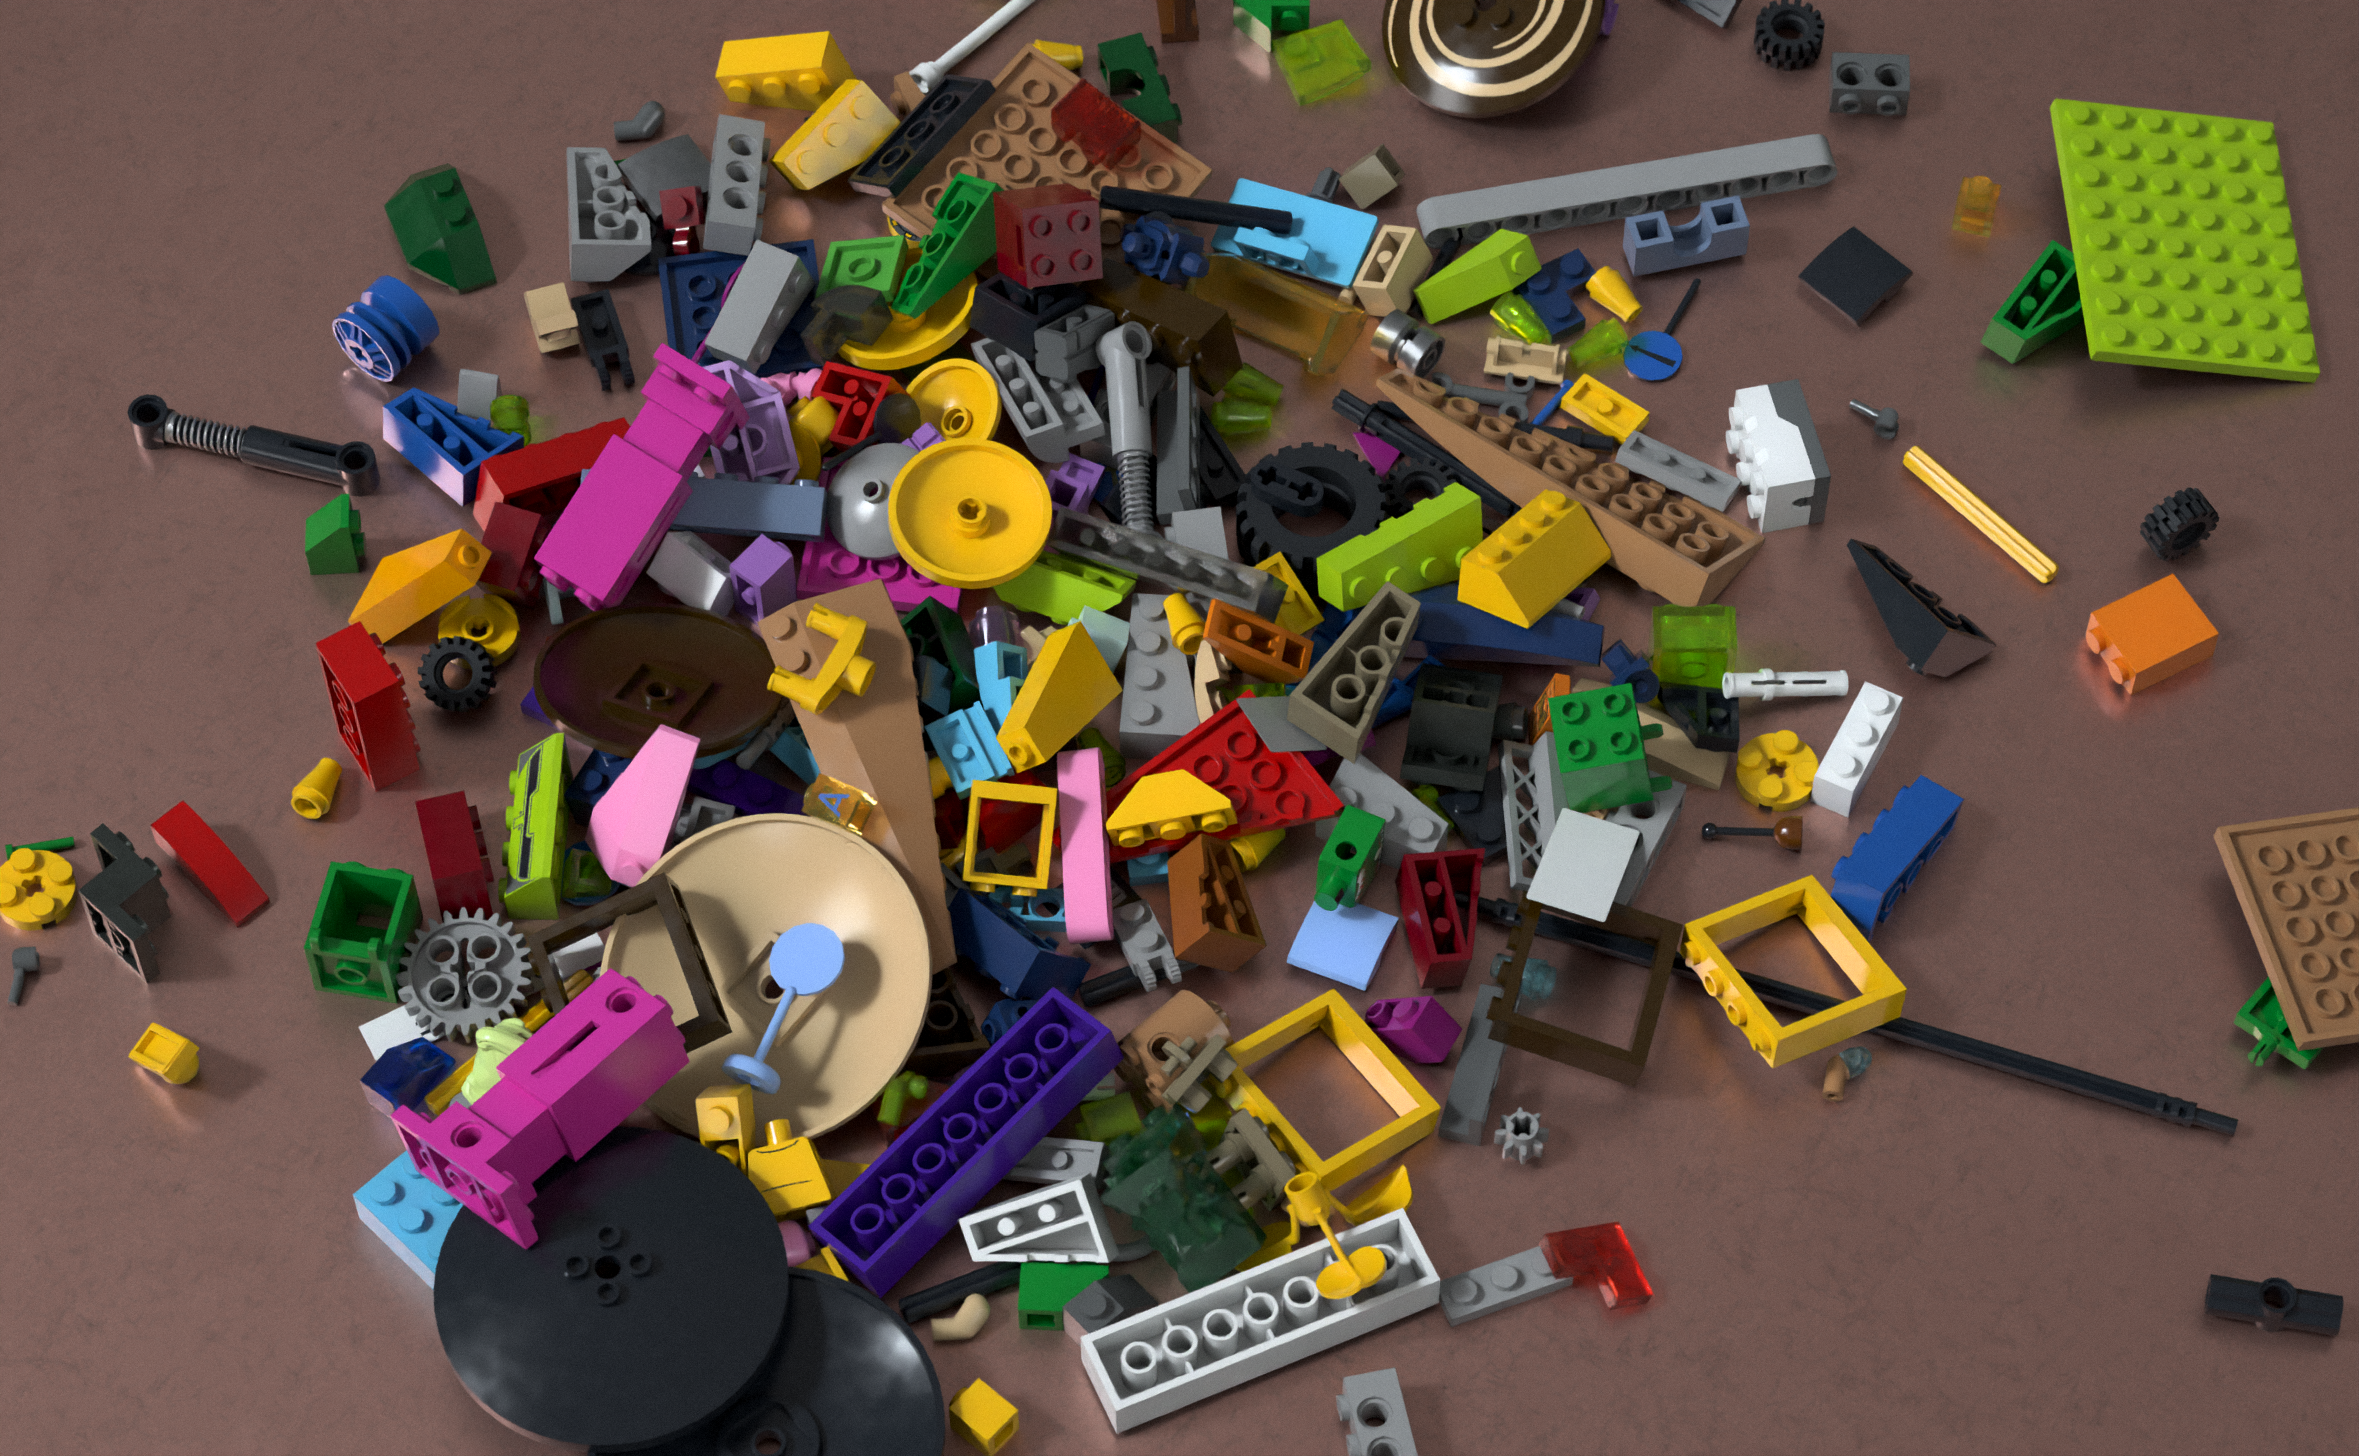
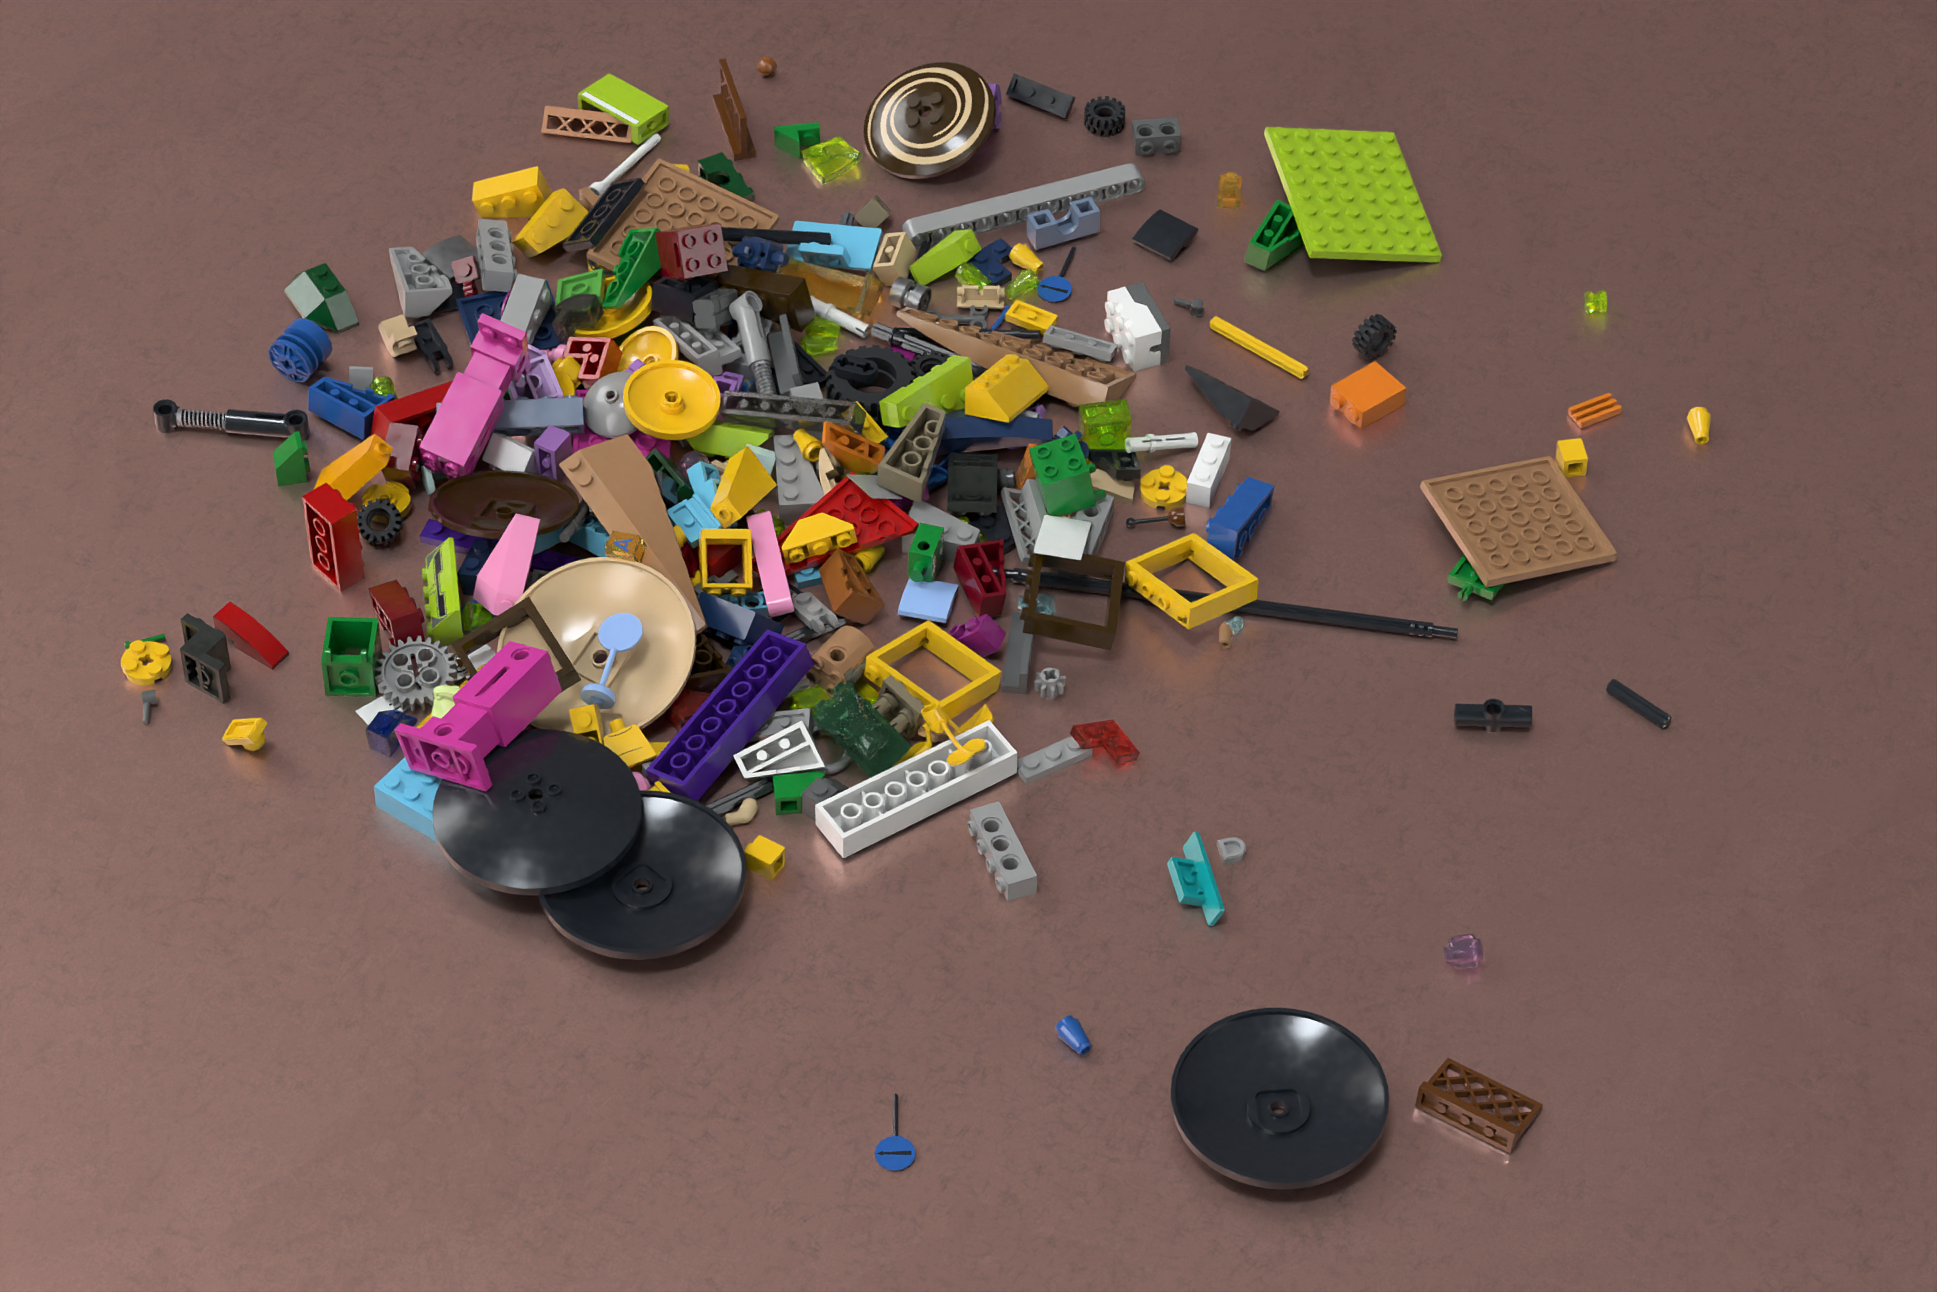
camera: 10 degrees left, 10 degrees down
(315, 792) = (305, 594): yellow cone -> none
(644, 123) = (432, 232): dark grey arm -> none
(842, 669) = (615, 477): yellow connector -> none
(893, 423) = (614, 361): black piece -> none
(899, 1091) = (685, 697): clear neon green arm -> none
(1095, 125) = (707, 195): clear red brick -> none
(1210, 1057) = (866, 655): dark tan hips -> none
(1270, 359) = (846, 321): none -> white pin

